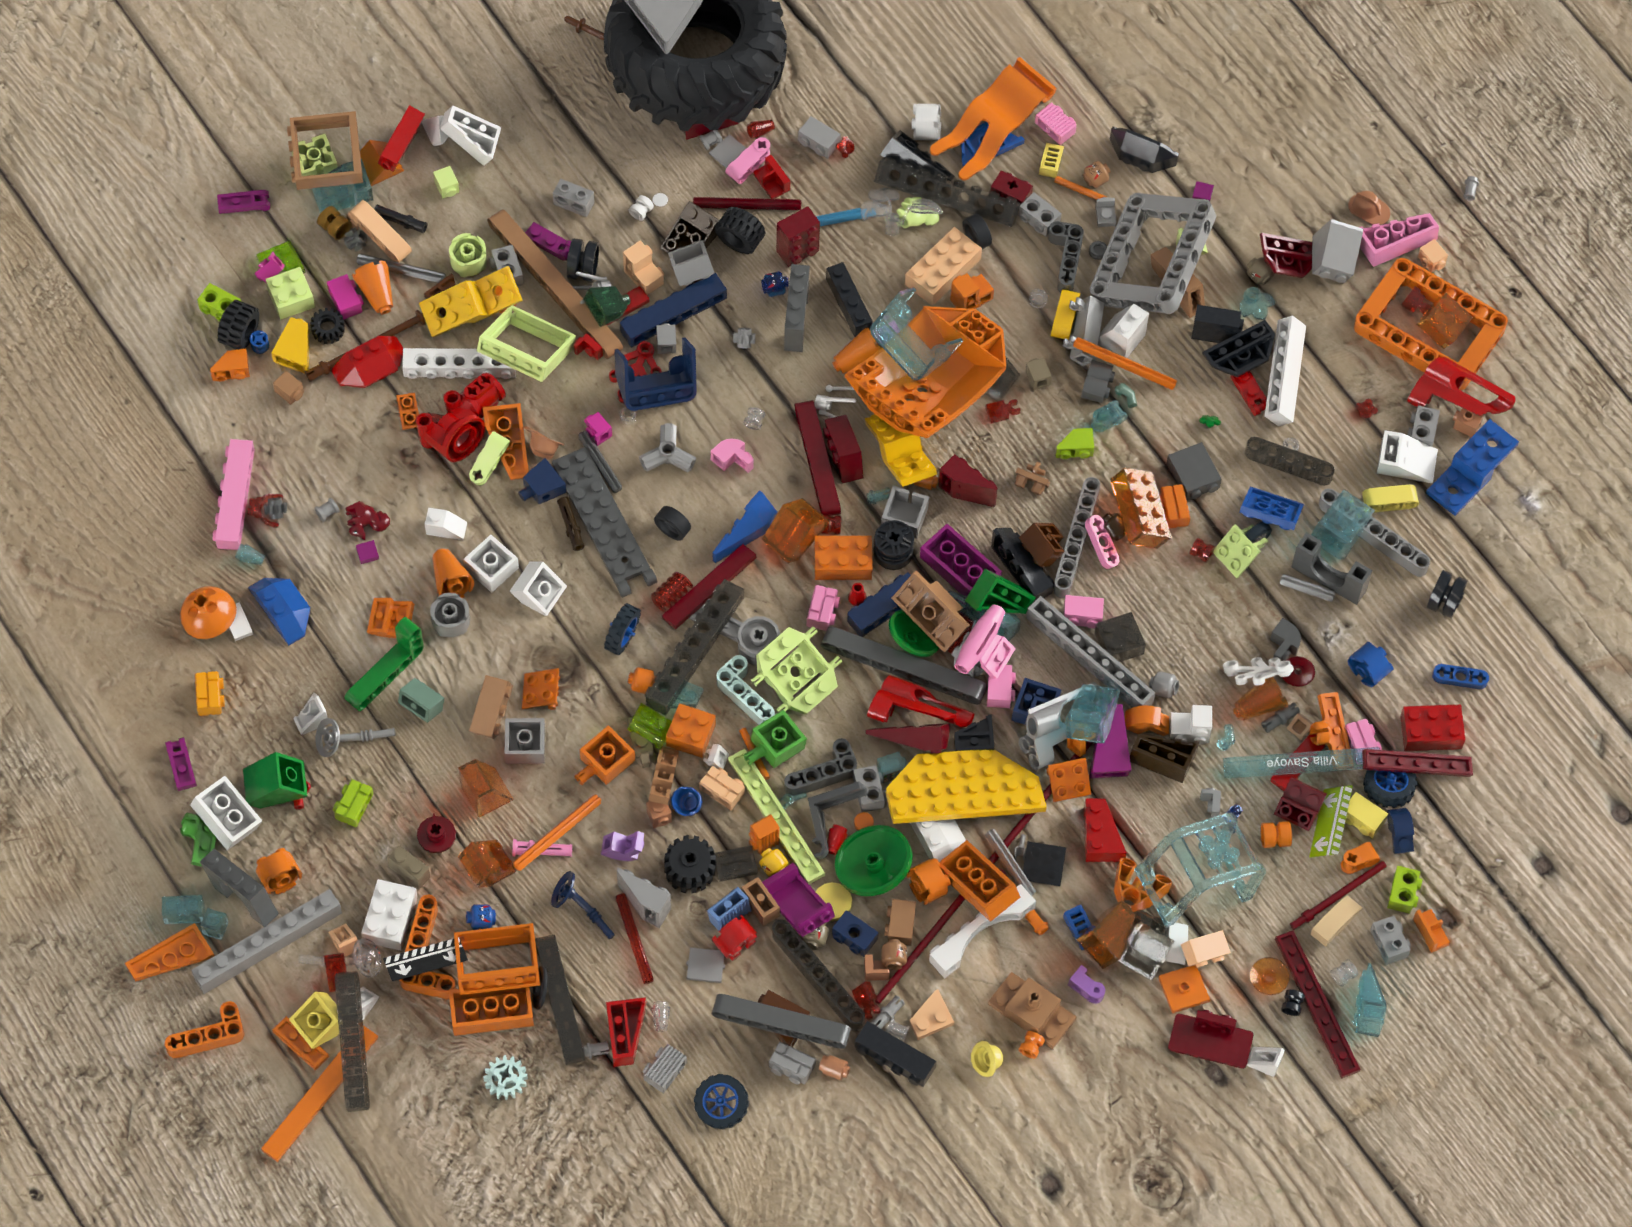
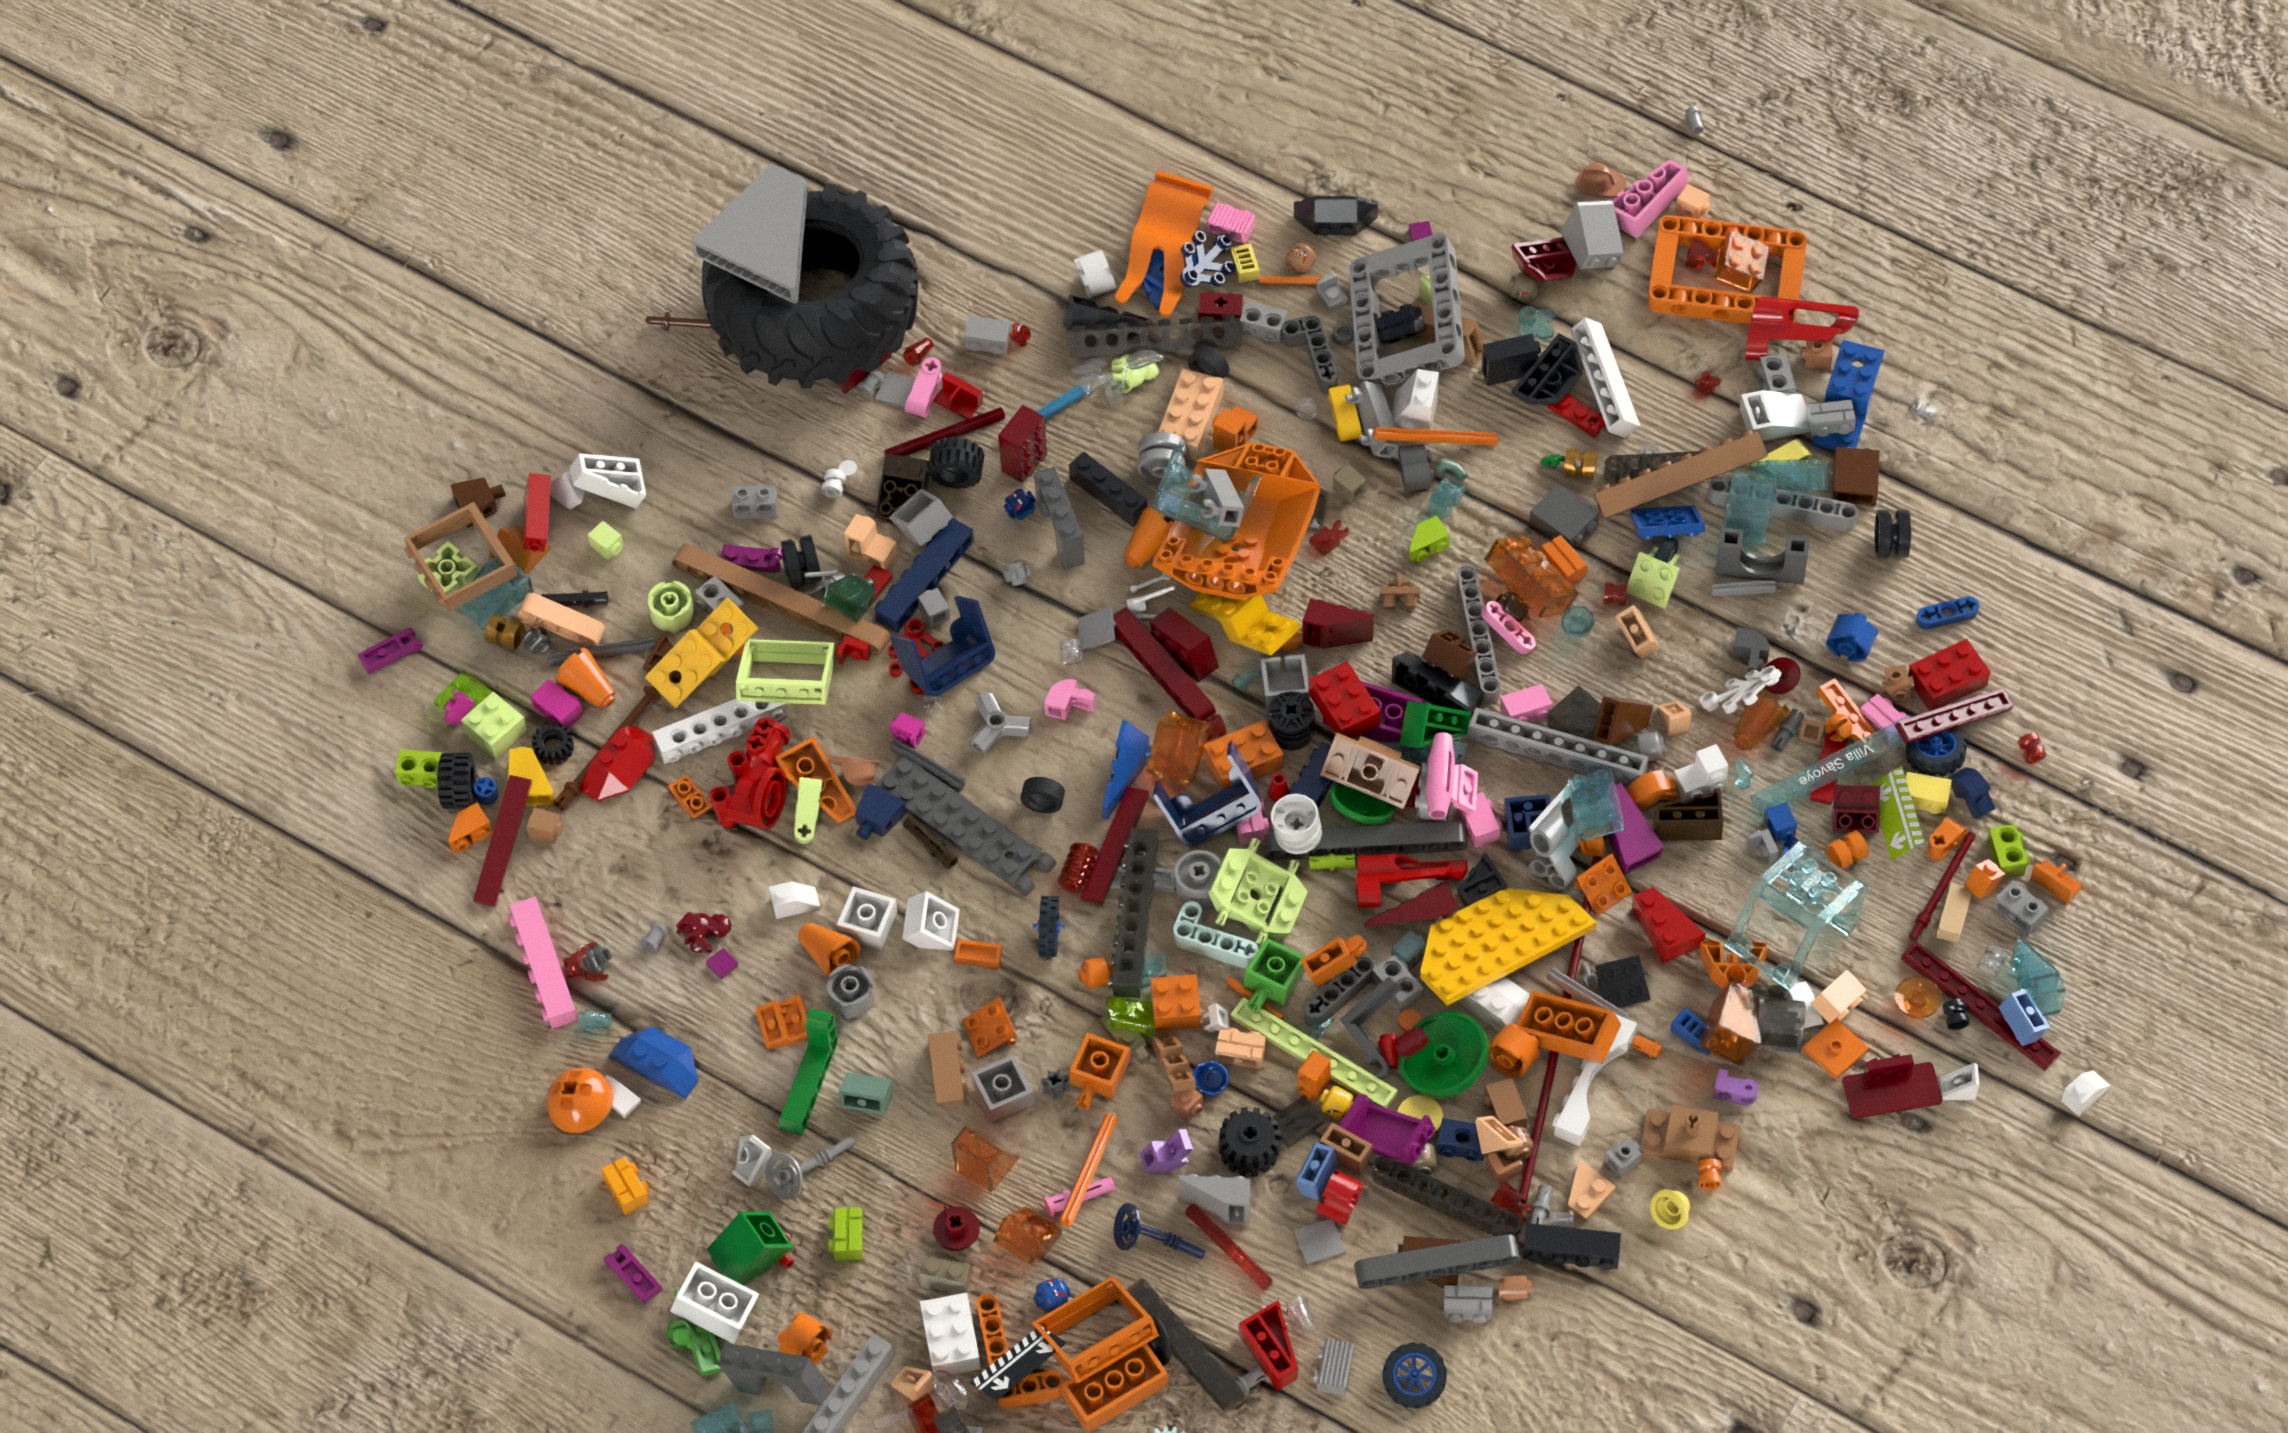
camera: 20 degrees left, 5 degrees down
(250, 386) = (502, 841): none -> dark red tile
(367, 108) = (479, 493): none -> reddish brown torso
(562, 627) = (978, 953): none -> orange tile
(567, 750) = (1060, 1081): none -> dark grey gear
(782, 408) = (1096, 628): none -> light grey piece
(786, 595) = (1218, 812): none -> dark blue windscreen
(824, 748) = (1333, 958): none -> orange hinge
(850, 629) = (1296, 823): none -> white wheel
(853, 840) = (1411, 1042): none -> dark red brick
(868, 670) = (1332, 861): none -> lime pin
(877, 941) = (1495, 1136): none -> light nougat slope
(898, 281) = (1155, 453): none -> light grey wheel
(924, 344) = (1219, 496): none -> light grey brick
(938, 548) = (1344, 701): none -> red brick
(969, 1007) = (1621, 1163): none -> light grey brick
(1017, 146) = (1191, 275): none -> plant
(1143, 261) = (1400, 324): none -> black brick
(1150, 653) = (1620, 719): none -> reddish brown slope
(1160, 560) = (1578, 621): none -> clear light blue hair
(1196, 669) = (1675, 717): none -> light nougat slope
(1202, 588) = (1637, 632): none -> light nougat brick
(1235, 435) = (1588, 463): none -> pearl gold wheel
(1235, 789) = (1780, 822): none -> blue brick
(1301, 475) = (1680, 475): none -> medium nougat brick
(1342, 1029) = (2023, 1017): none -> medium blue brick
(1363, 1108) = (2084, 1092): none -> white slope
(1372, 904) = (1984, 879): none -> orange brick
(1387, 717) = (1898, 688): none -> medium nougat brick
(1398, 517) = (1795, 474): none -> clear light blue slope
(1445, 534) = (1856, 475): none -> reddish brown brick
(1448, 479) = (1831, 418): none -> light grey brick
(1468, 815) = (2032, 749): none -> clear red wheel

